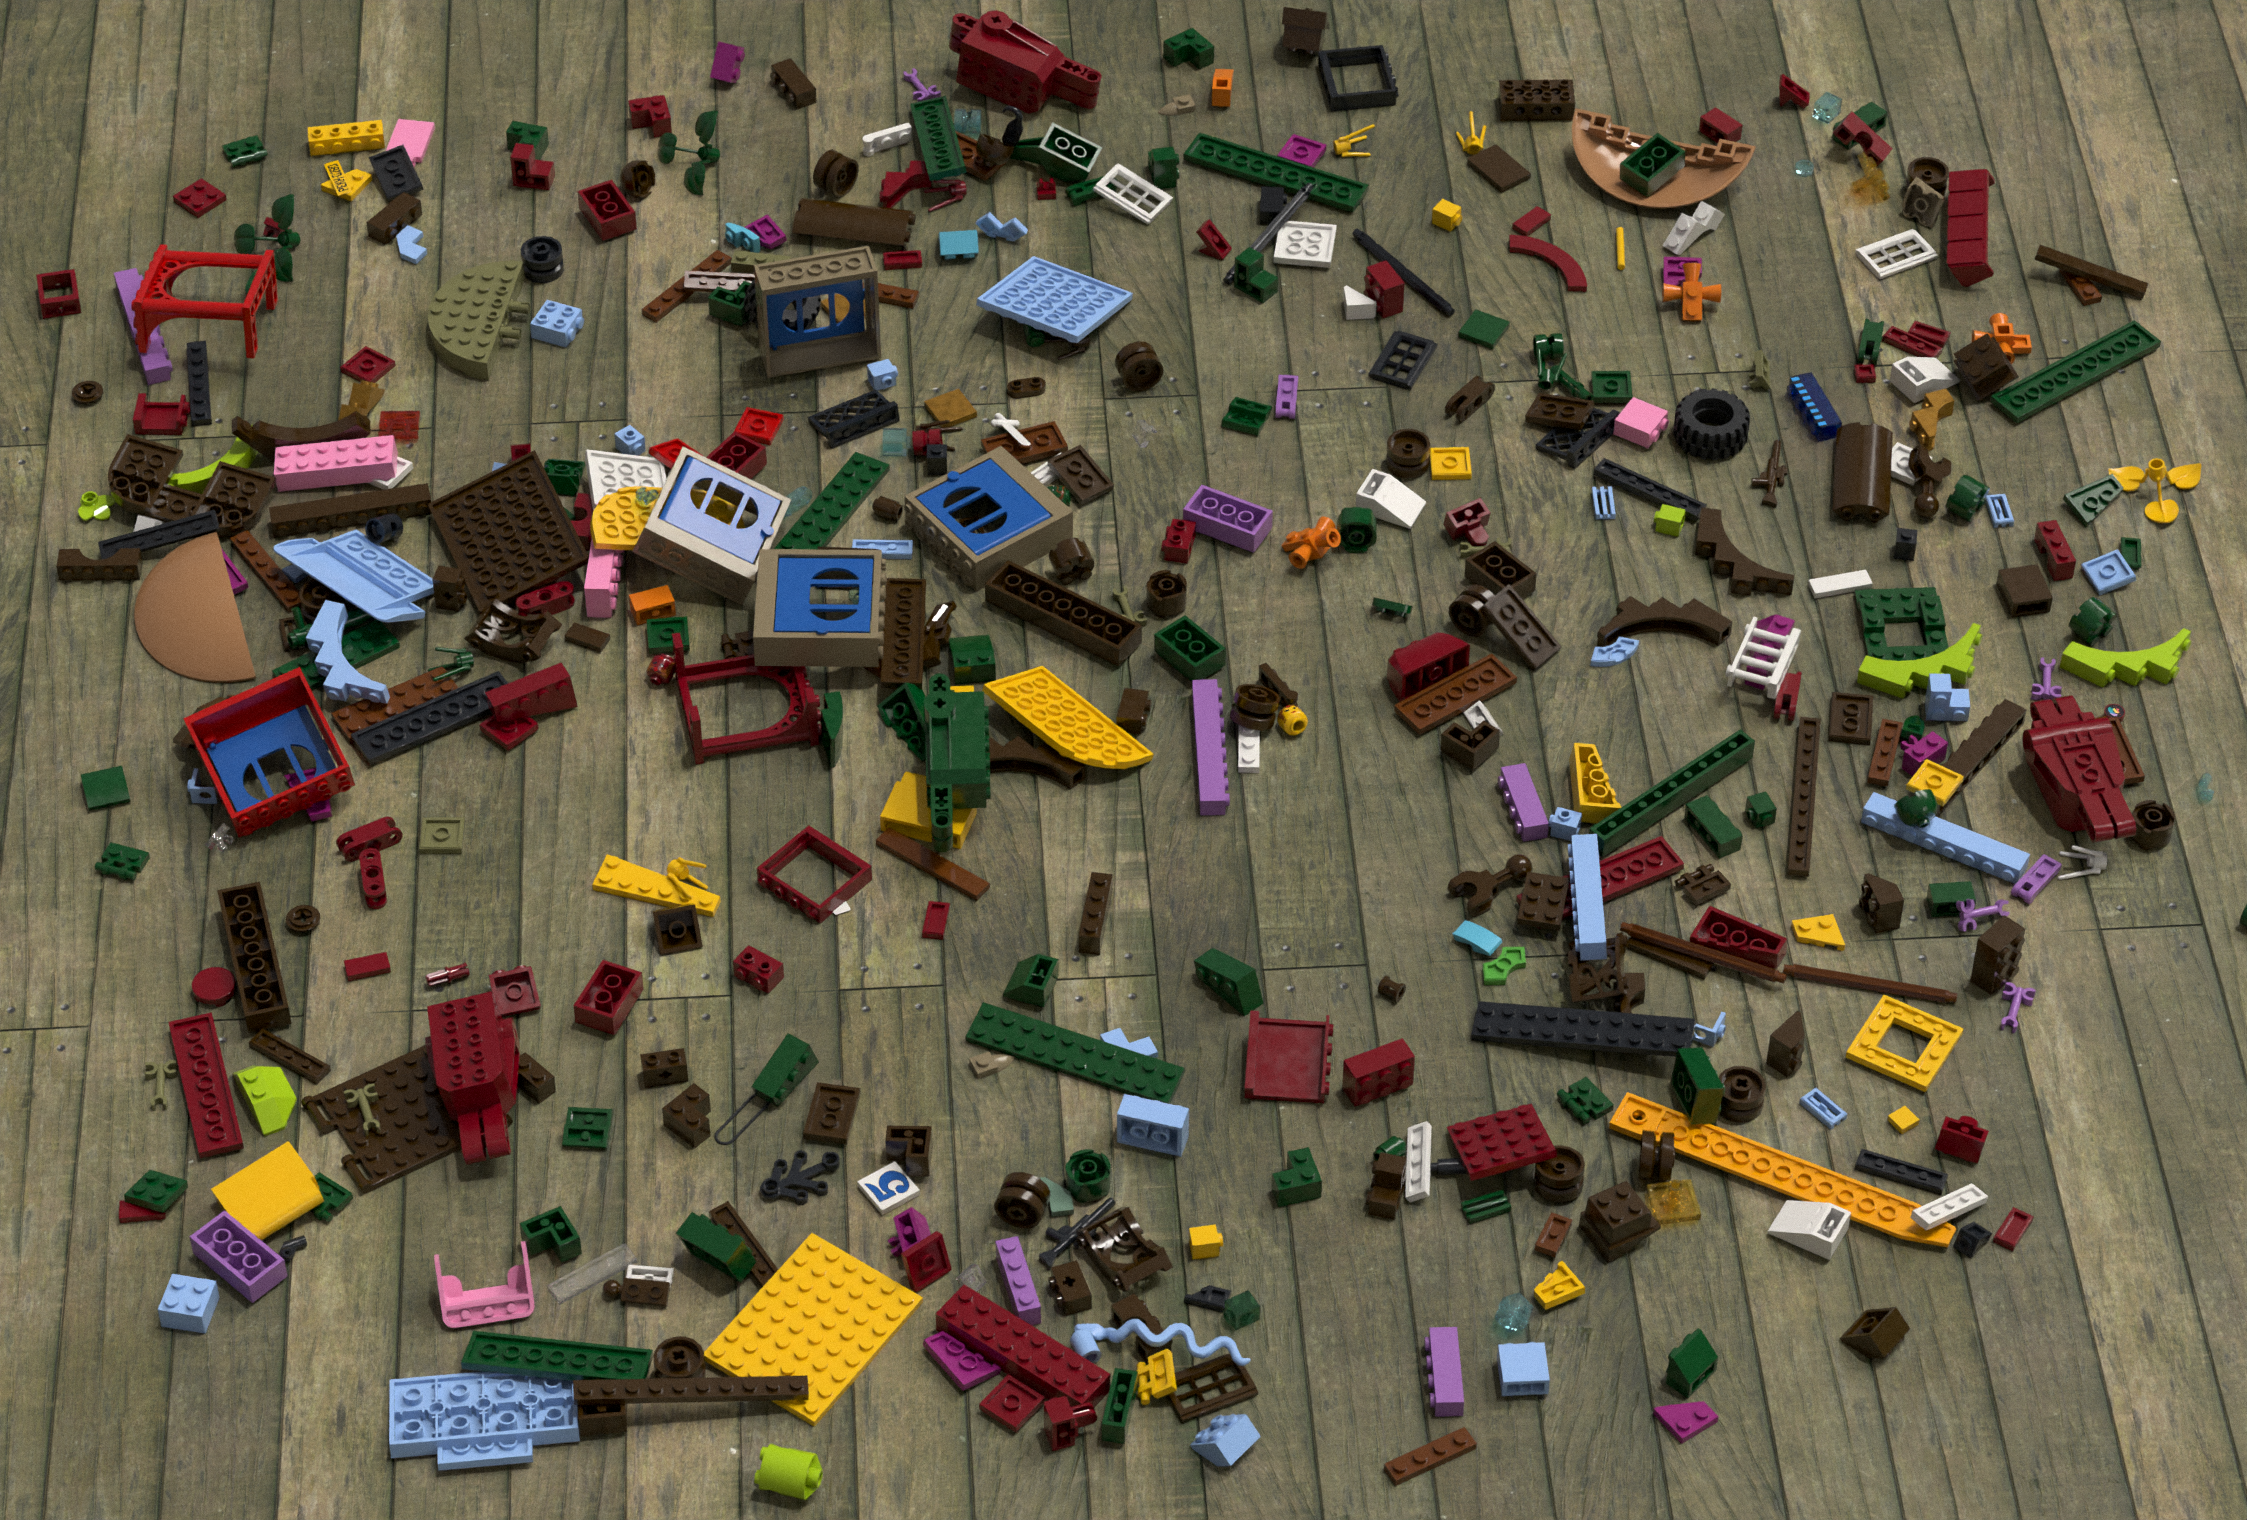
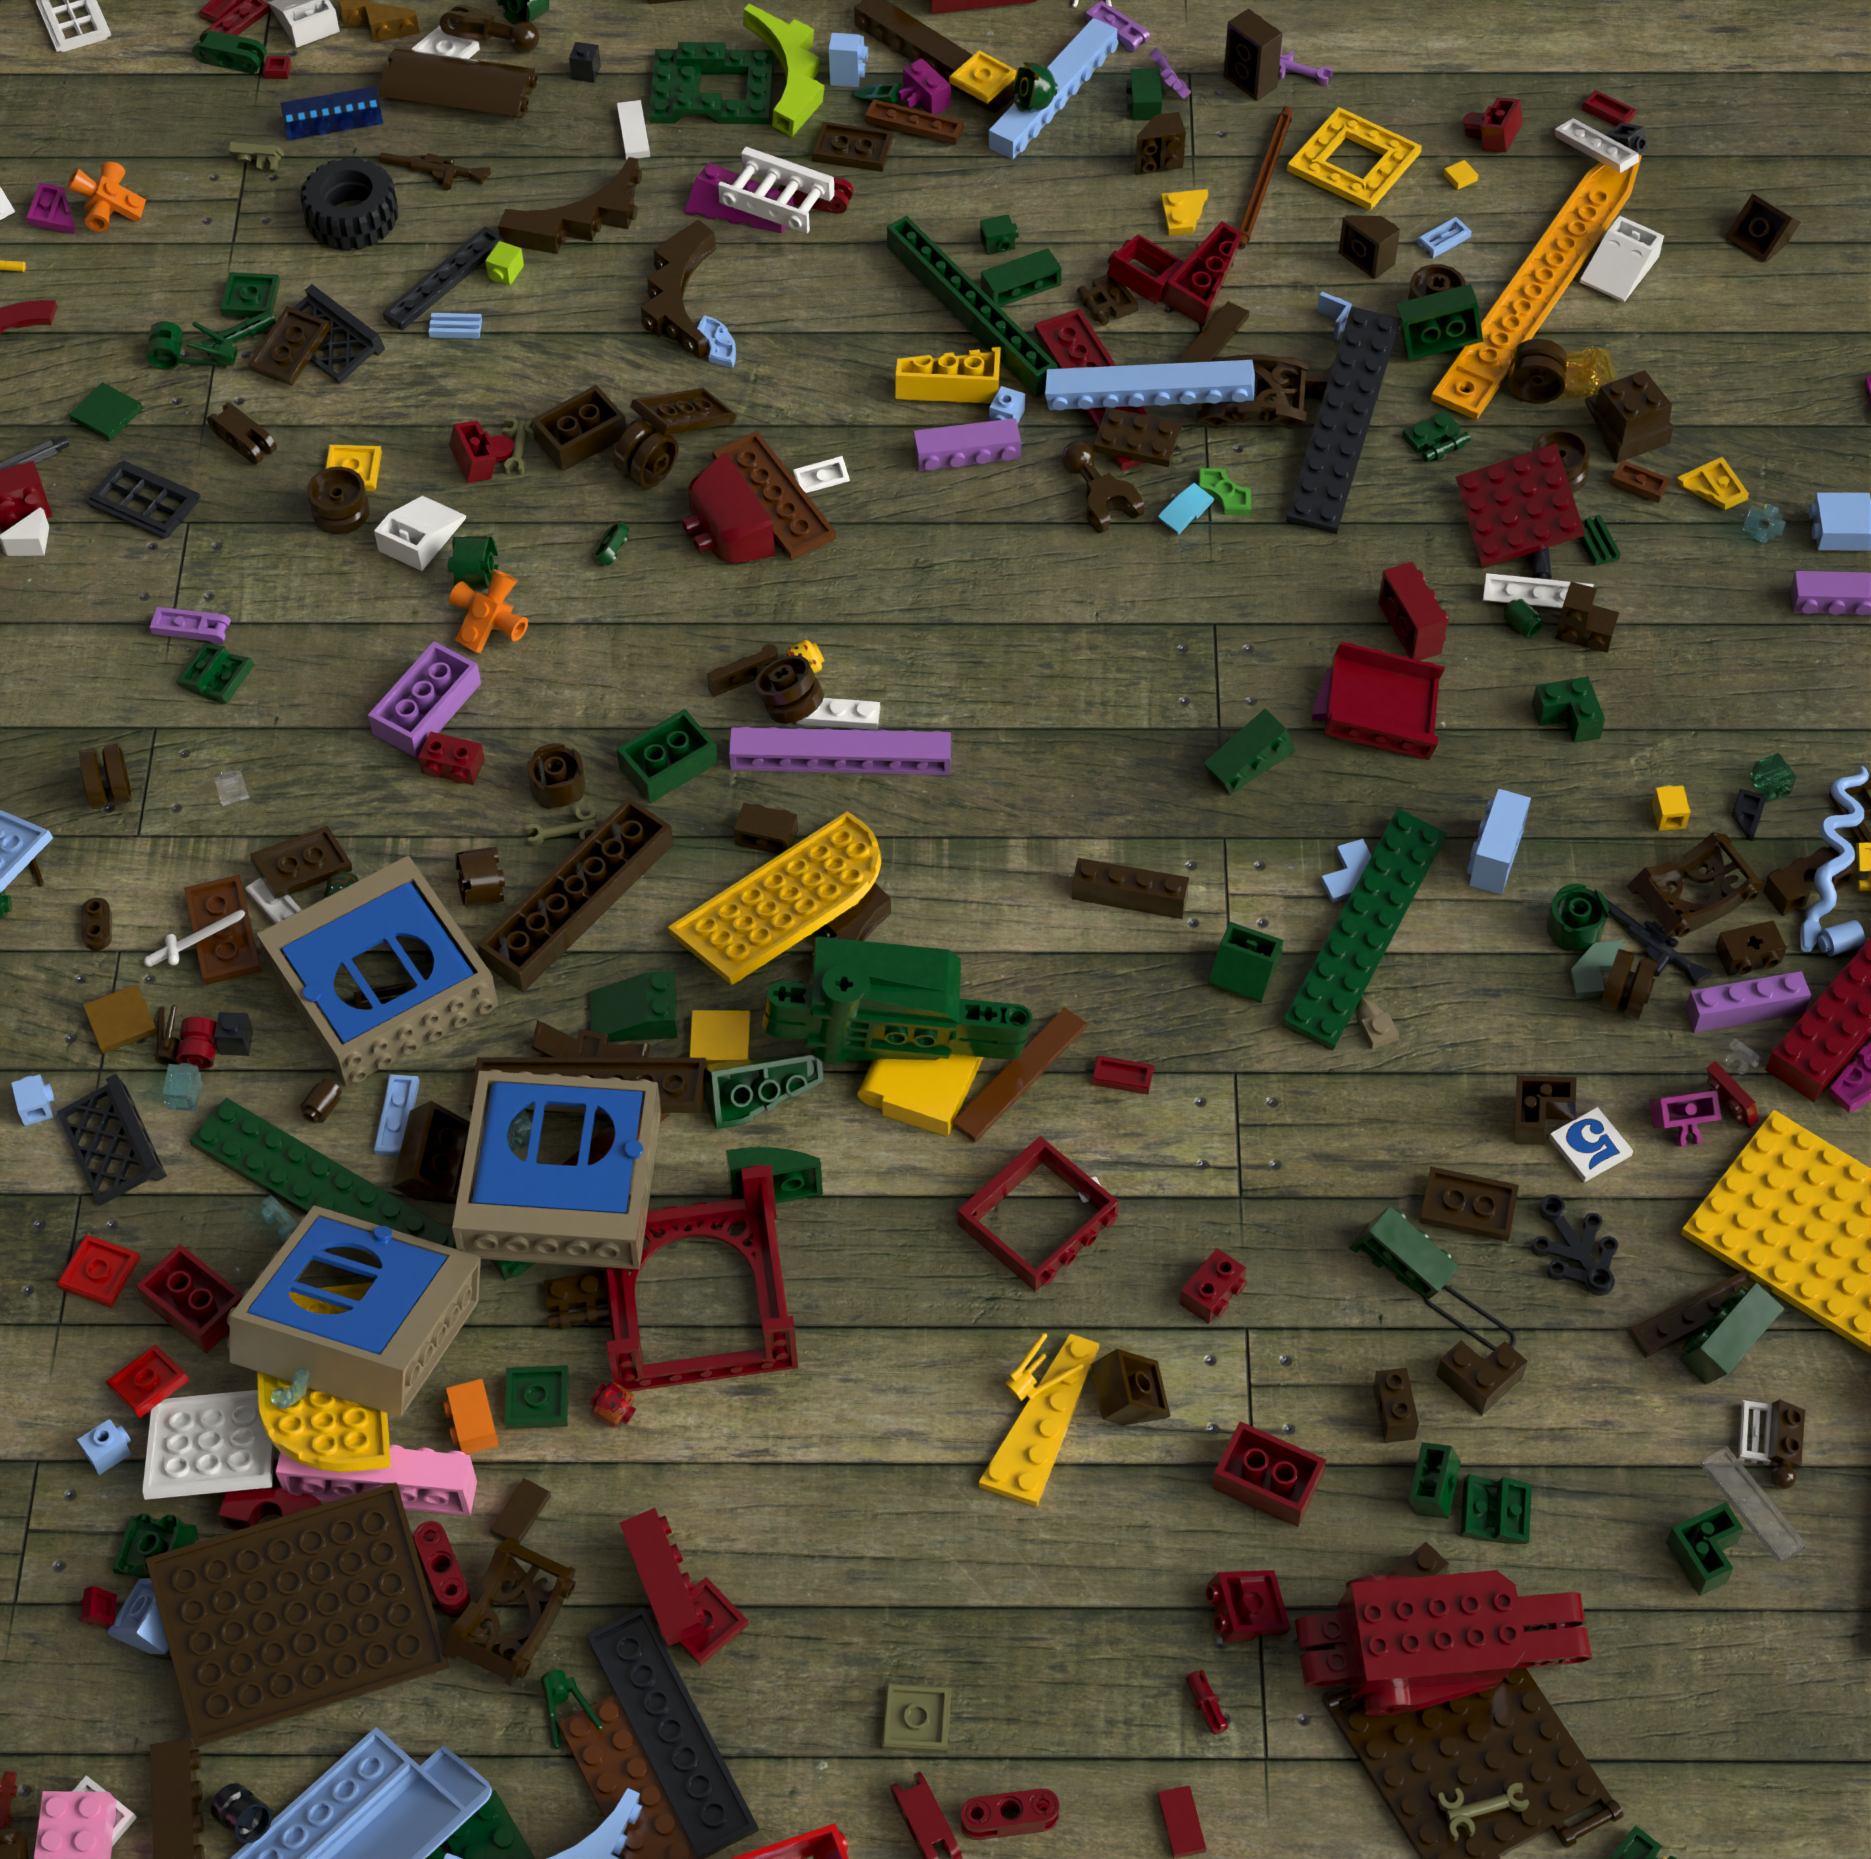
camera: 85 degrees left, 10 degrees up
(449, 588) = (403, 1705): dark brown brick -> none
(486, 1304) = (1811, 1627): bright pink windscreen -> none
(603, 1086) = (1434, 1480): none -> dark green brick
(1385, 985) = (1264, 596): dark brown bush -> none
(1470, 747) = (873, 482): dark brown brick -> none
(1641, 422) = (329, 268): bright pink brick -> none
(1691, 1363) = (1826, 379): dark green slope -> none
(1703, 952) = (1224, 301): reddish brown piece -> none
(1741, 883) = (1151, 257): none -> dark red window
(1804, 797) = (976, 196): dark brown plate -> none
(1901, 1171) = (1532, 186): black tile -> none

